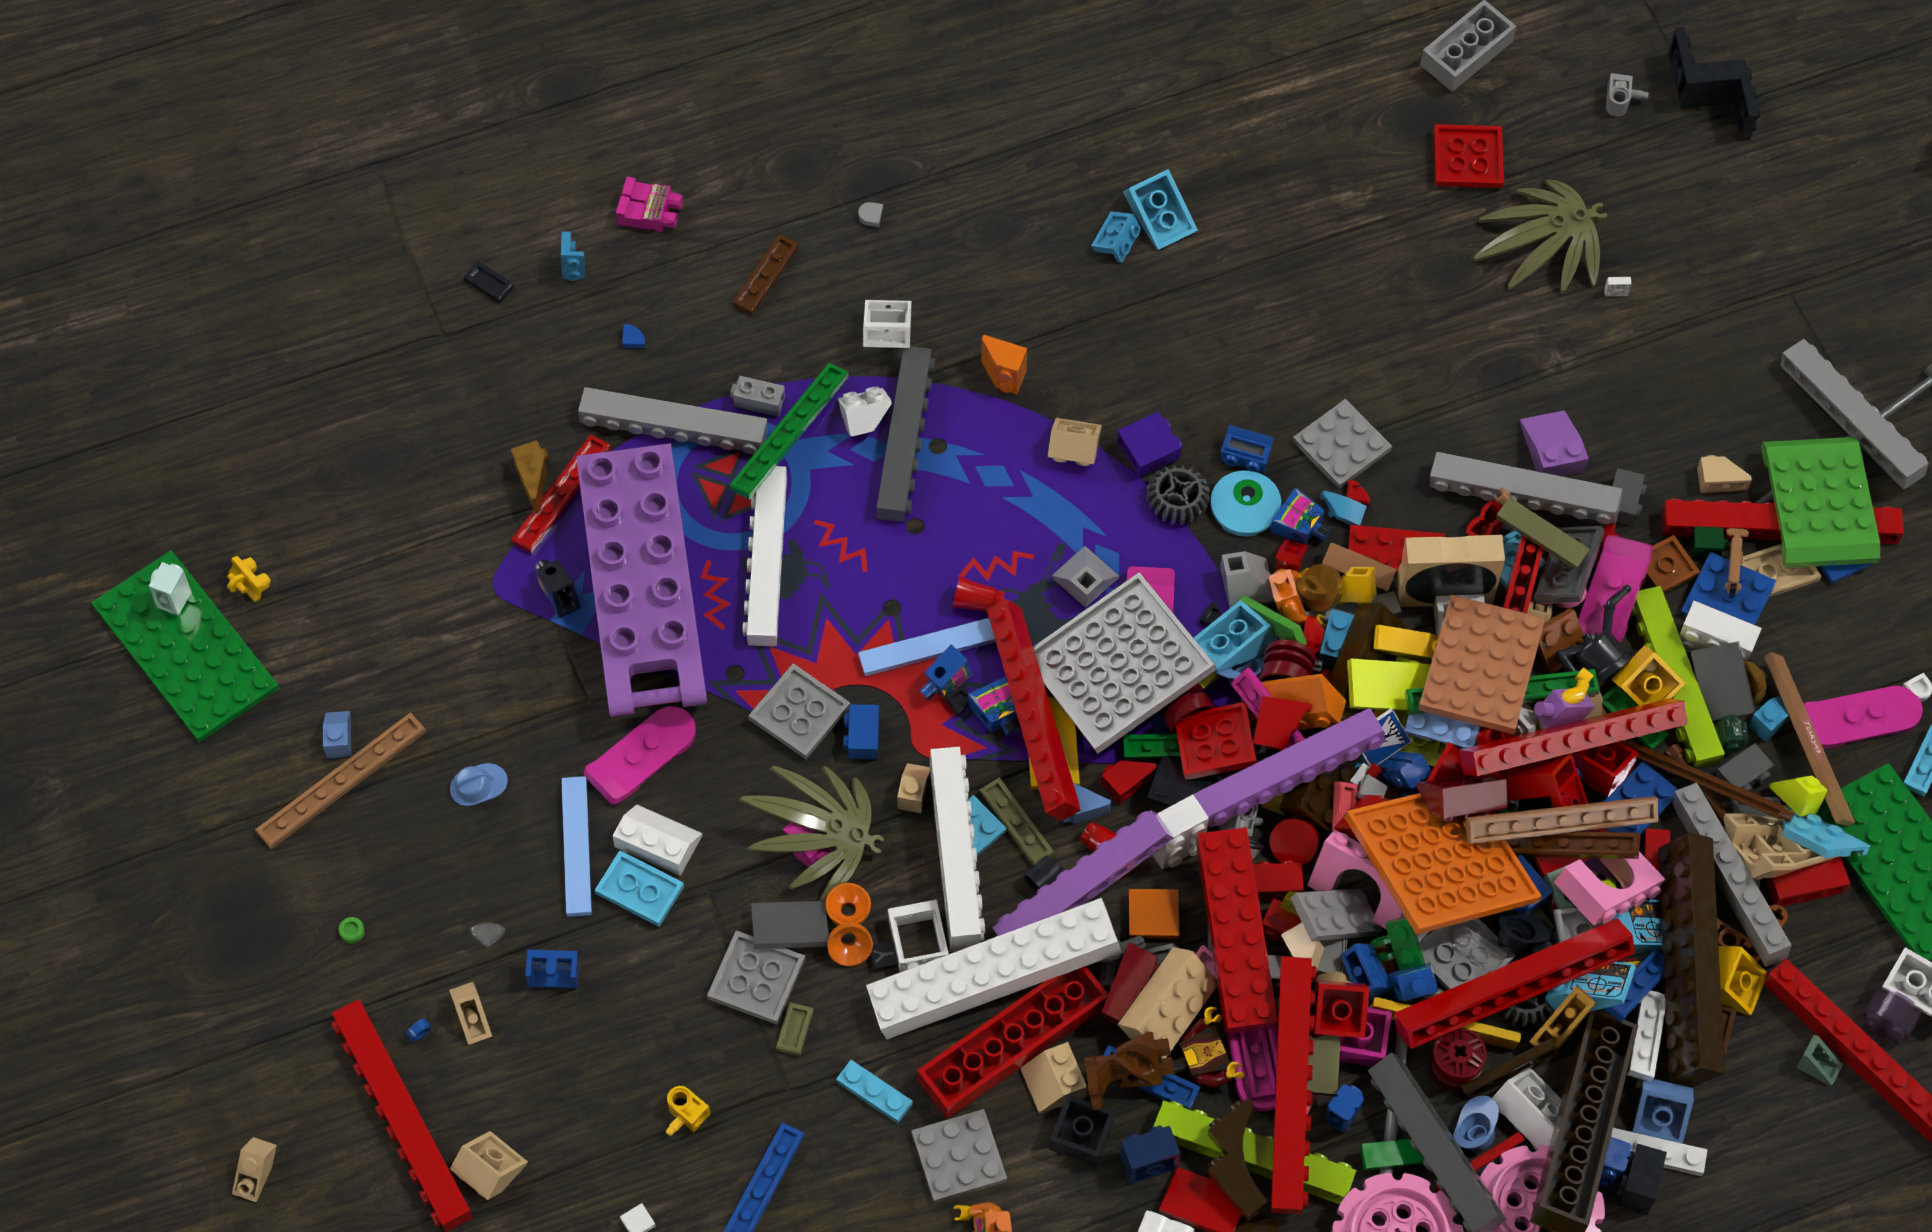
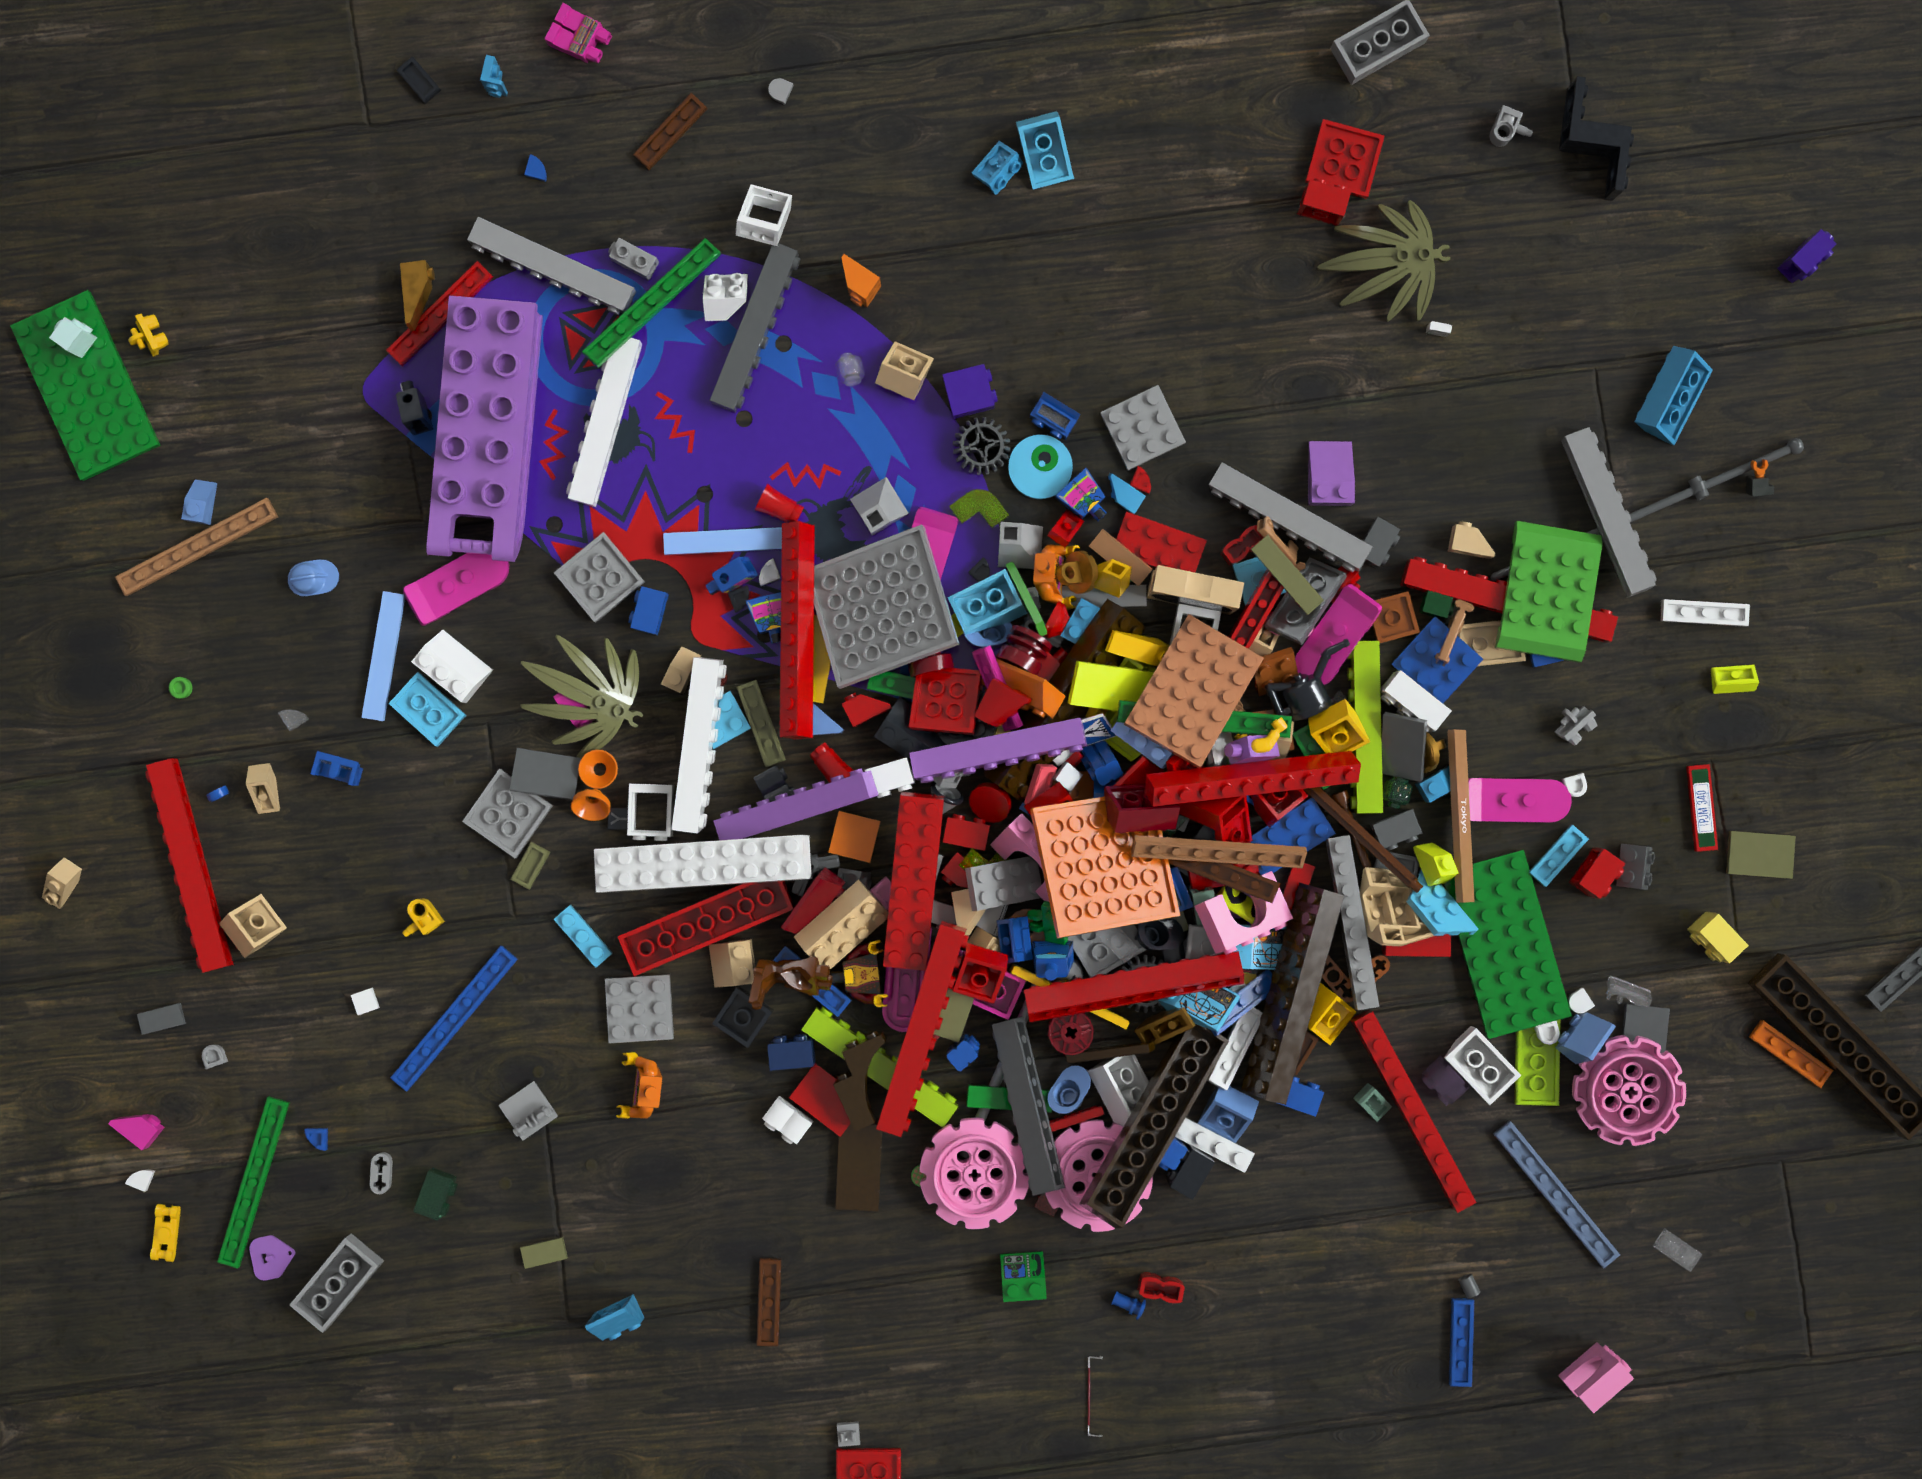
camera: 20 degrees right, 25 degrees up
(984, 669) = (769, 573): none -> white tile
(1016, 451) = (849, 369): none -> clear head
(1189, 550) = (982, 502): none -> clear neon green plate
(1461, 194) = (1324, 202): none -> red brick
(1741, 1075) = (1304, 1097): none -> blue brick
(1878, 295) = (1673, 394): none -> dark azure slope
(1893, 621) = (1574, 722): none -> light grey hips

